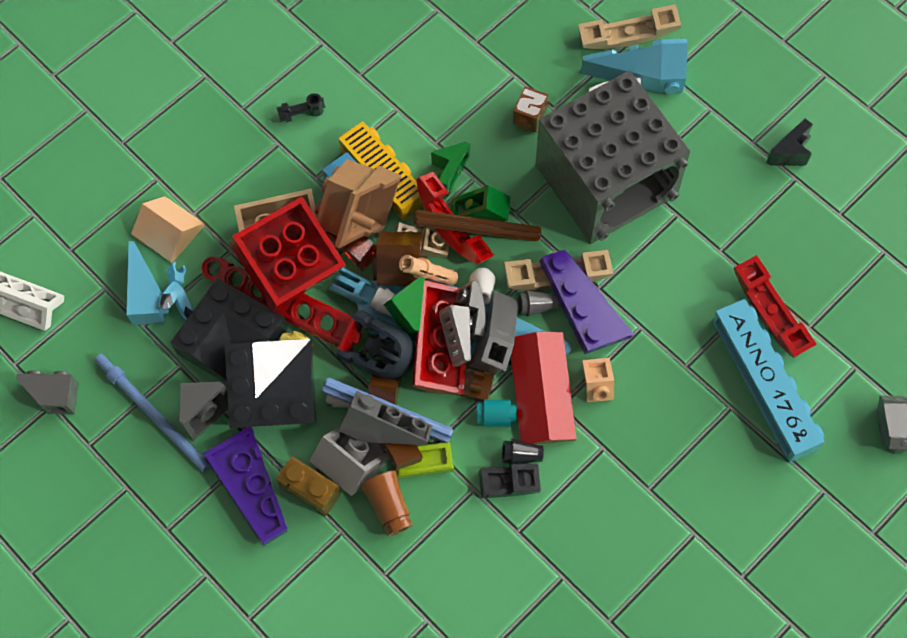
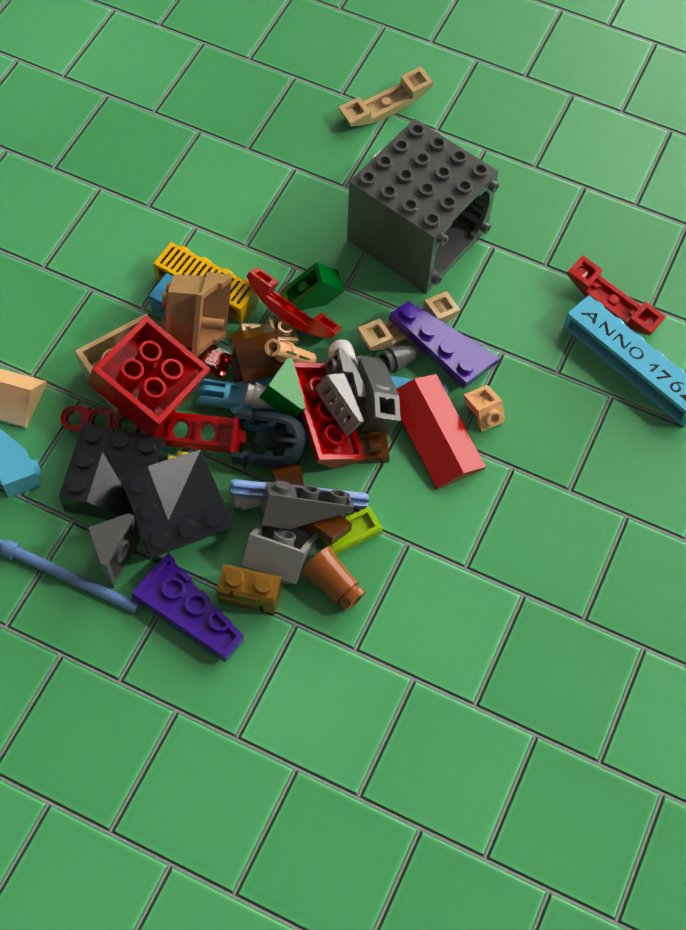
camera: 25 degrees left, 5 degrees down
(175, 292) = (42, 453): medium azure piece -> none
(314, 105) = (115, 245): black bar -> none
(451, 161) = (267, 255): green slope -> none
(477, 225) = (317, 303): reddish brown axle -> none
(496, 413) = (403, 465): teal brick -> none
(509, 481) = (440, 524): black slope -> none
(521, 452) = (439, 494): black cone -> none
(530, 109) = (324, 190): dark orange brick -> none
(658, 66) = (432, 110): medium azure wedge -> none
(791, 148) = (573, 160): black slope -> none

